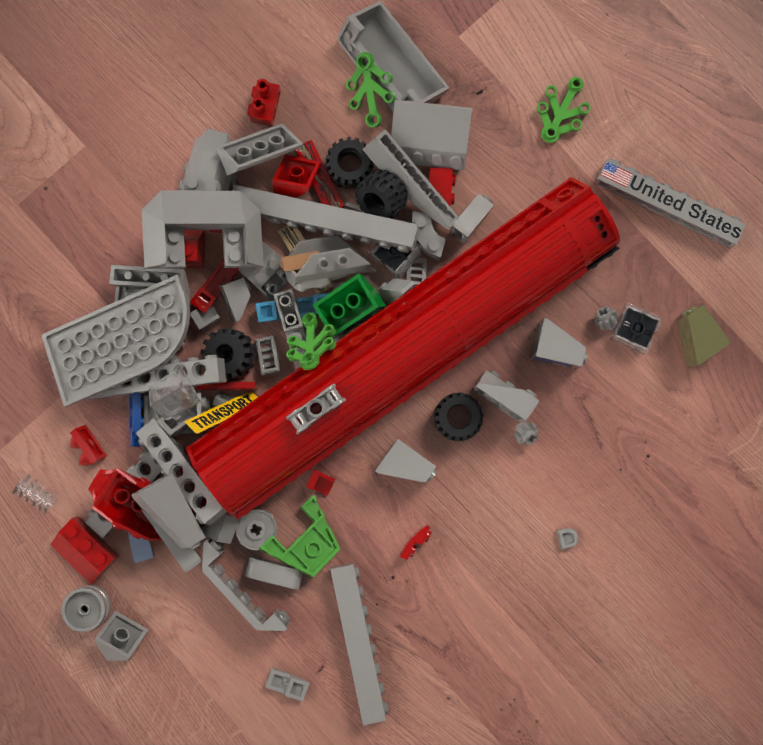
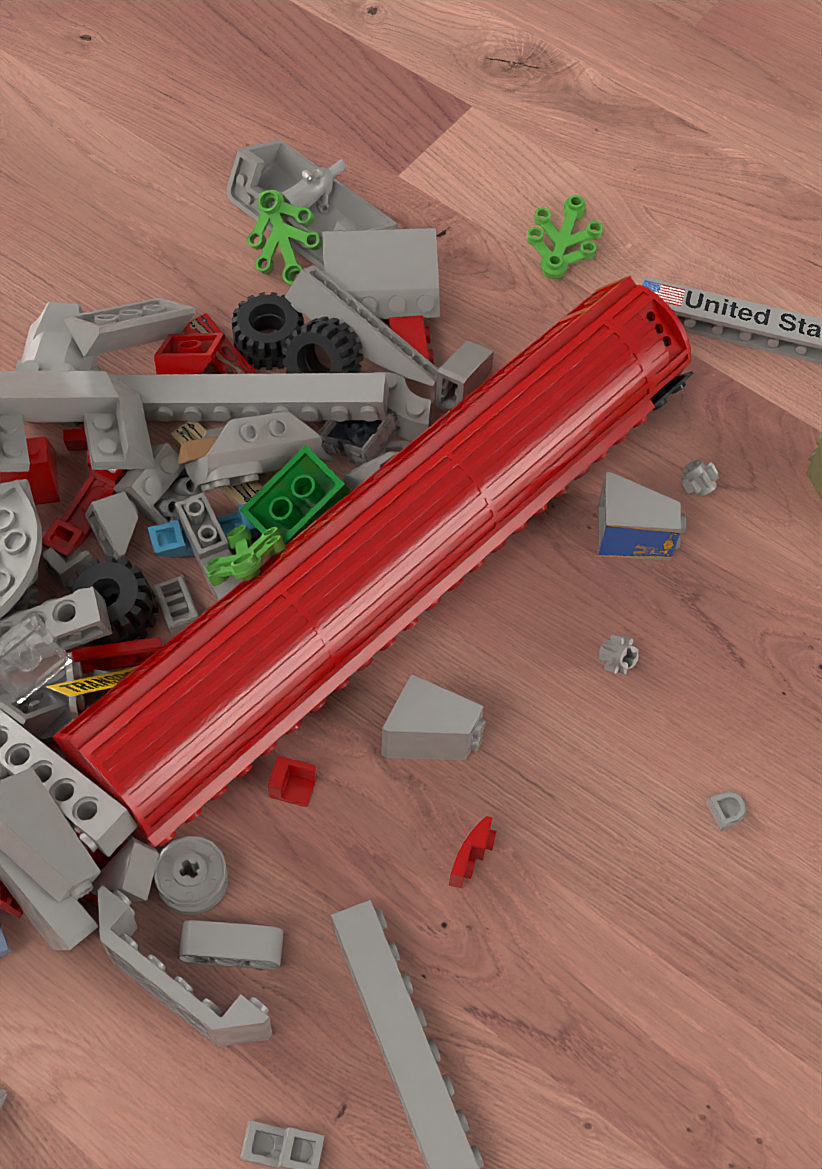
camera: 10 degrees left, 25 degrees down
(264, 102) = (130, 272): red brick -> none
(312, 548) = (290, 891): bright green wing -> none
(326, 402) = (251, 628): light grey piece -> none
(395, 51) = (314, 186): none -> light grey piece
(473, 408) = (503, 622): black tyre -> none
(504, 396) = (572, 596): light grey slope -> none
(636, 328) = (748, 485): piece -> none

